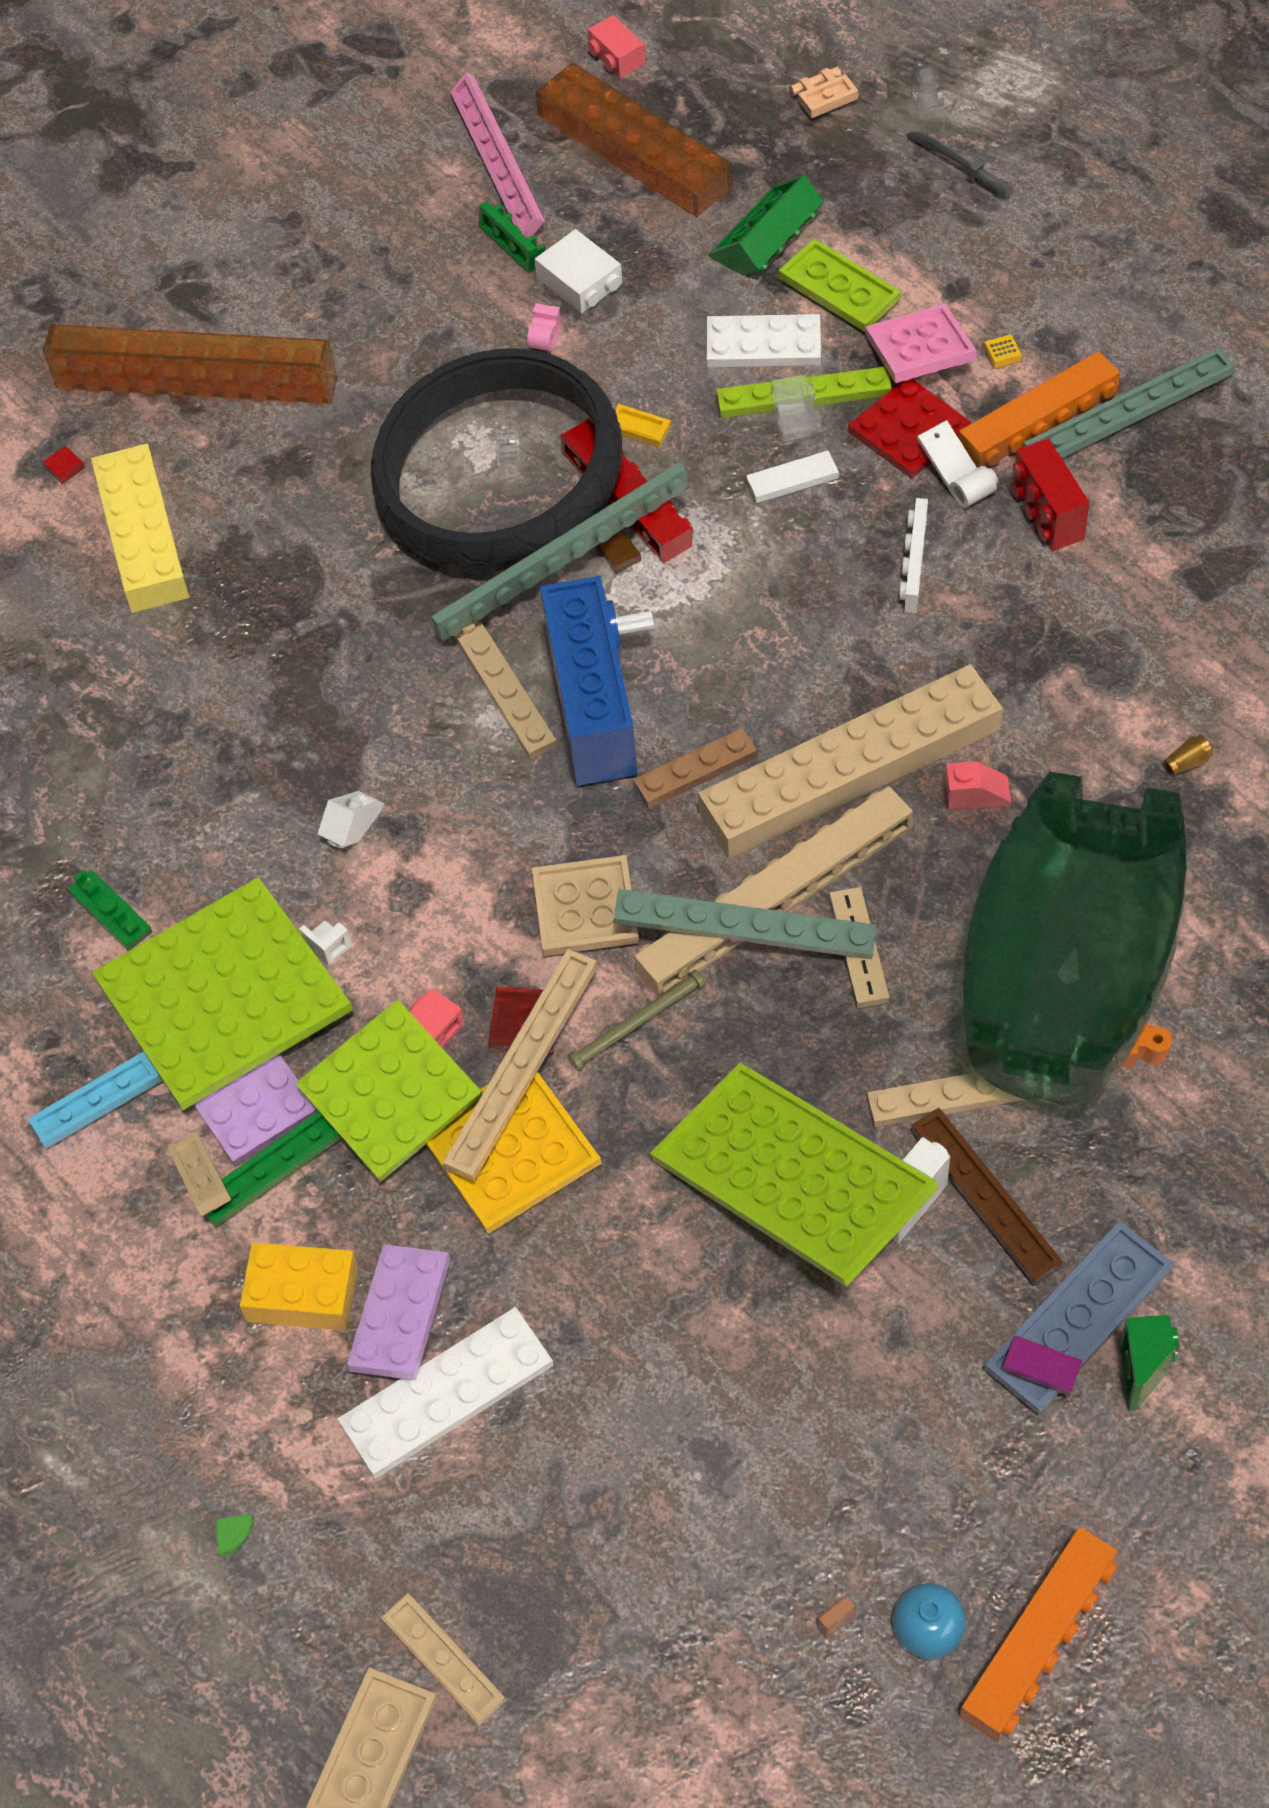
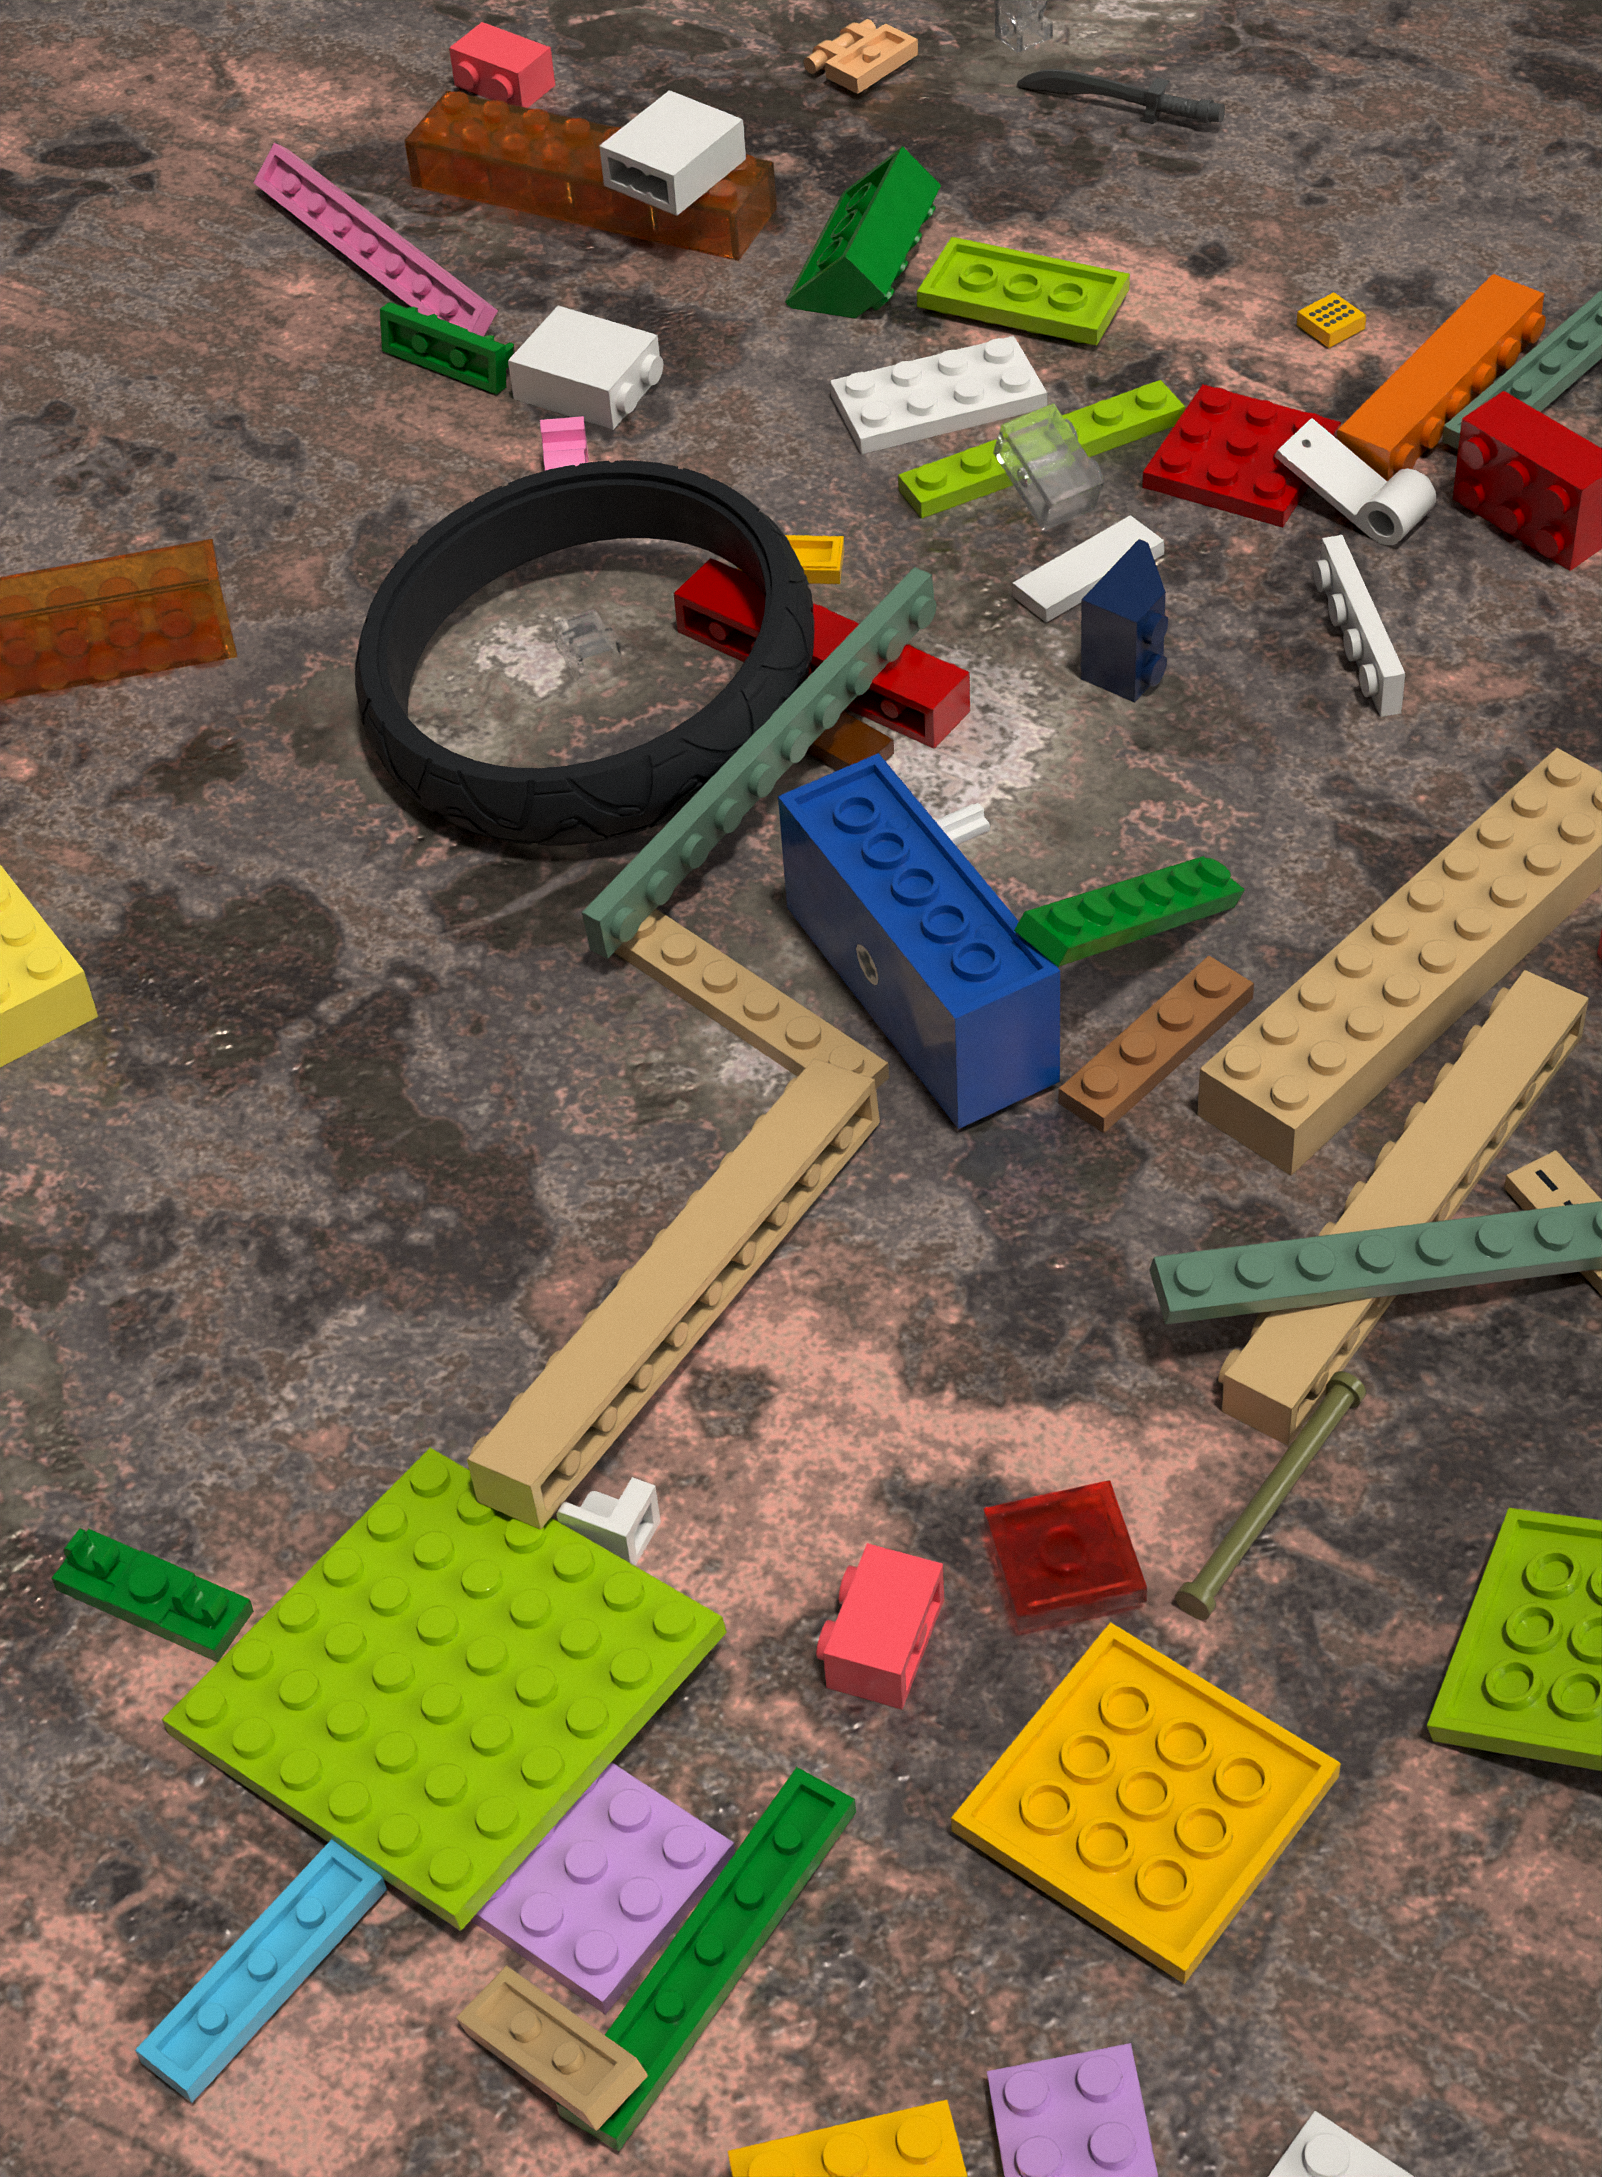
camera: 20 degrees left, 10 degrees down
(348, 818) = (560, 1293): white slope -> none
(389, 1090) = (871, 1760): lime plate -> none
(400, 831) = (672, 1295): none -> tan brick
(520, 1065) = (1106, 1643): tan plate -> none
(579, 905) = (1075, 1322): tan plate -> none
(672, 146) = (673, 152): none -> white brick
(698, 696) = (1129, 910): none -> green plate
(785, 522) = (1125, 626): none -> dark blue slope
(920, 343) = (1202, 333): bright pink plate -> none

